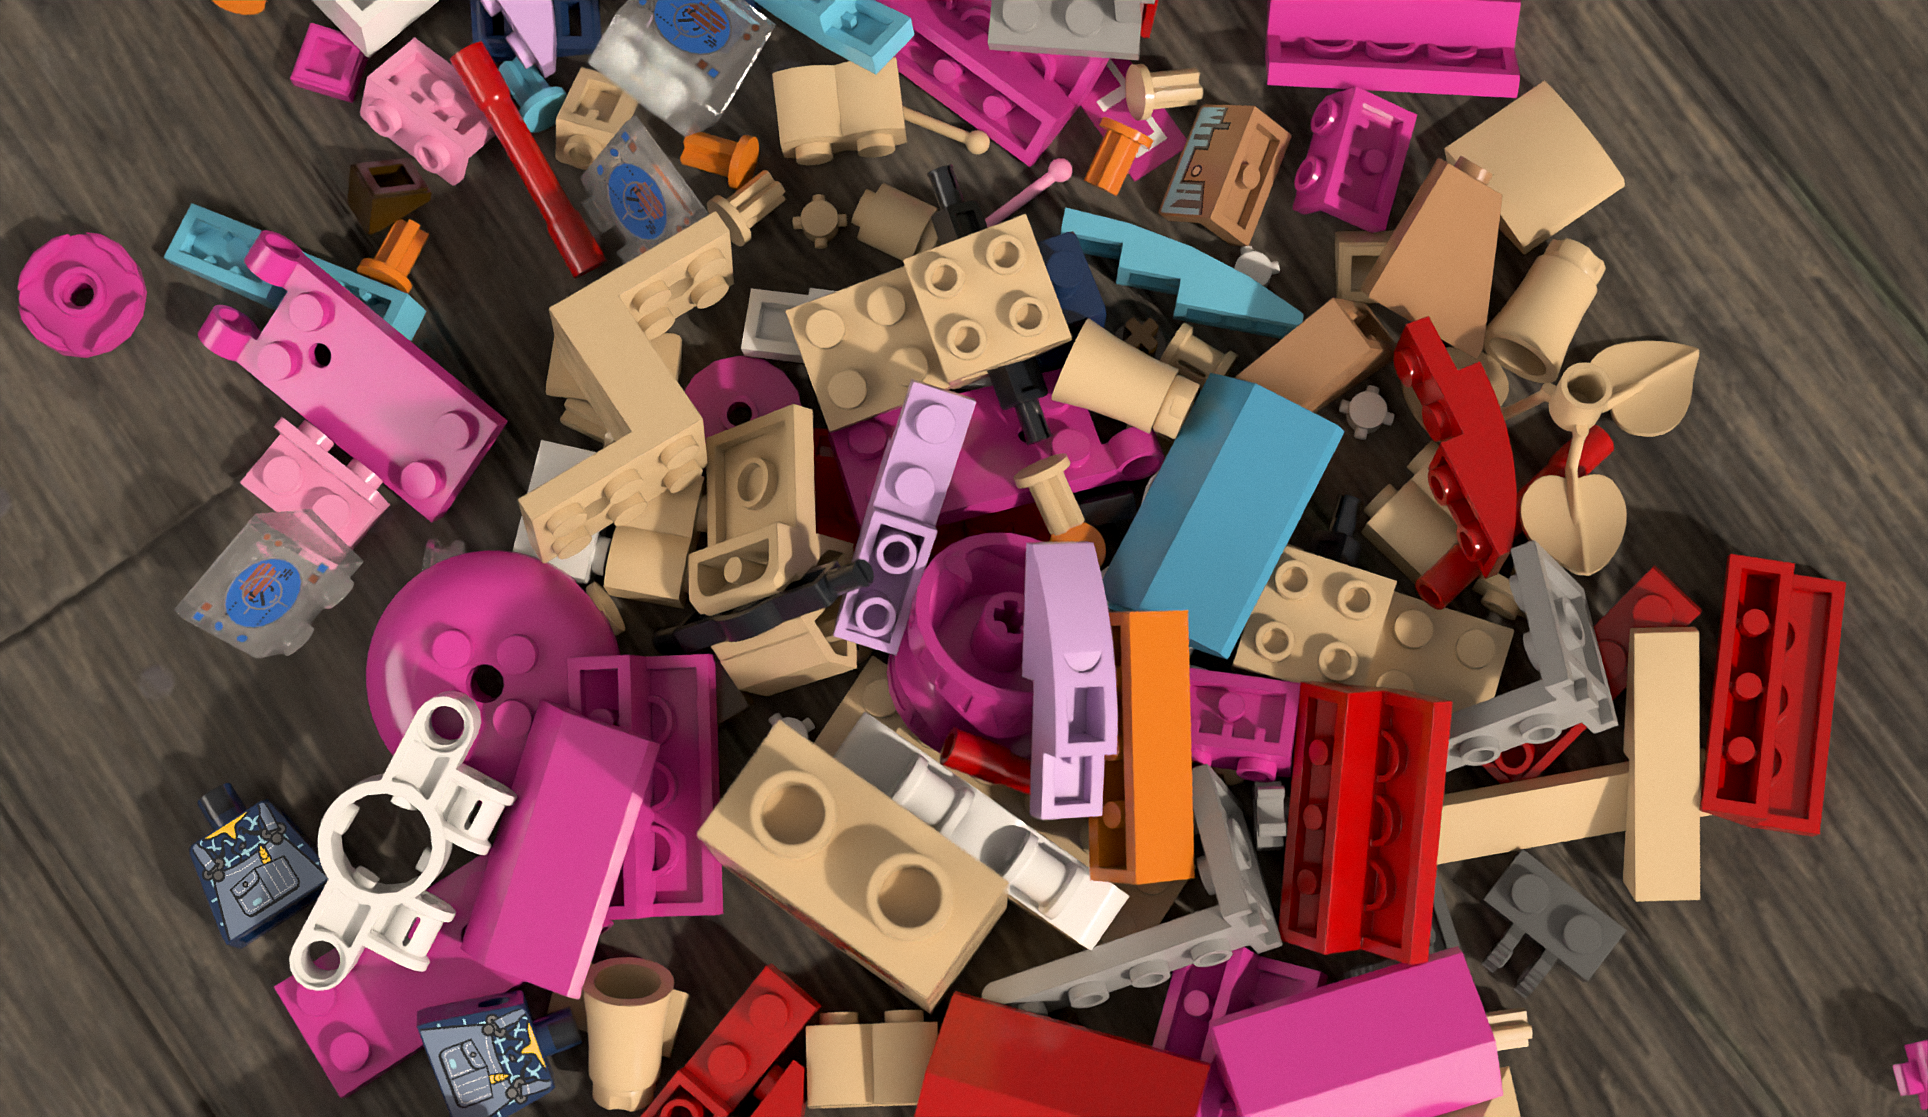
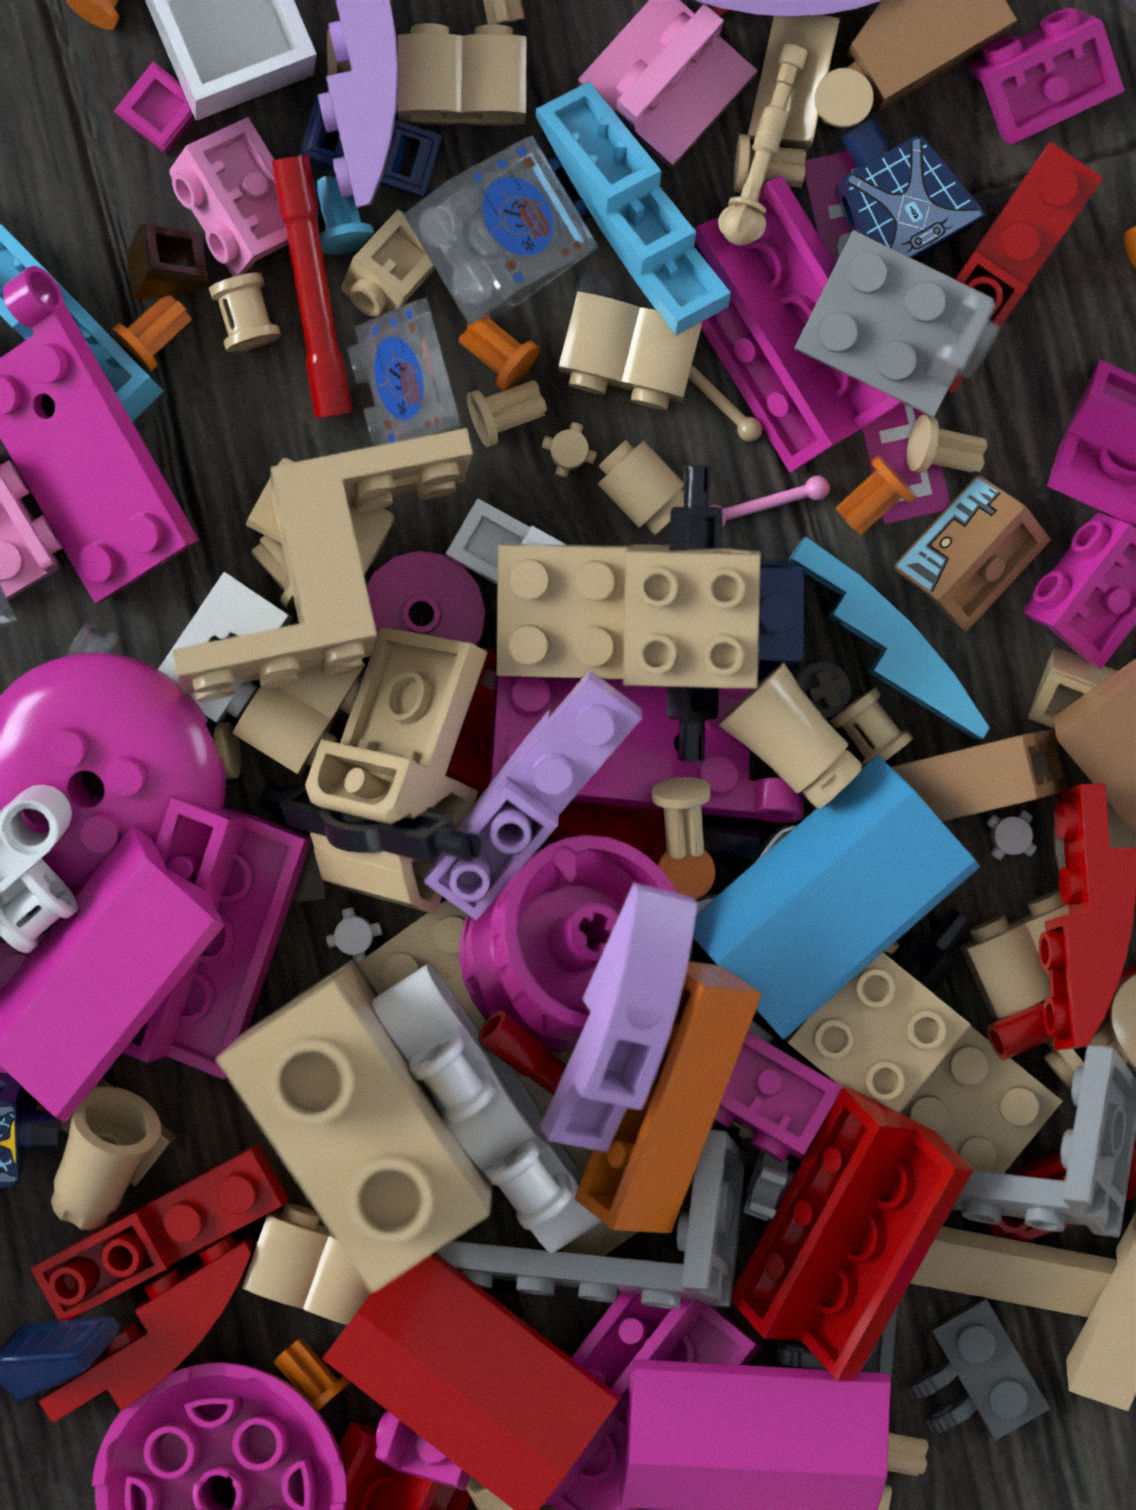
camera: 20 degrees right, 10 degrees up
(474, 209) = (244, 312): none -> tan bush
(1256, 265) = (962, 656): white piece -> none

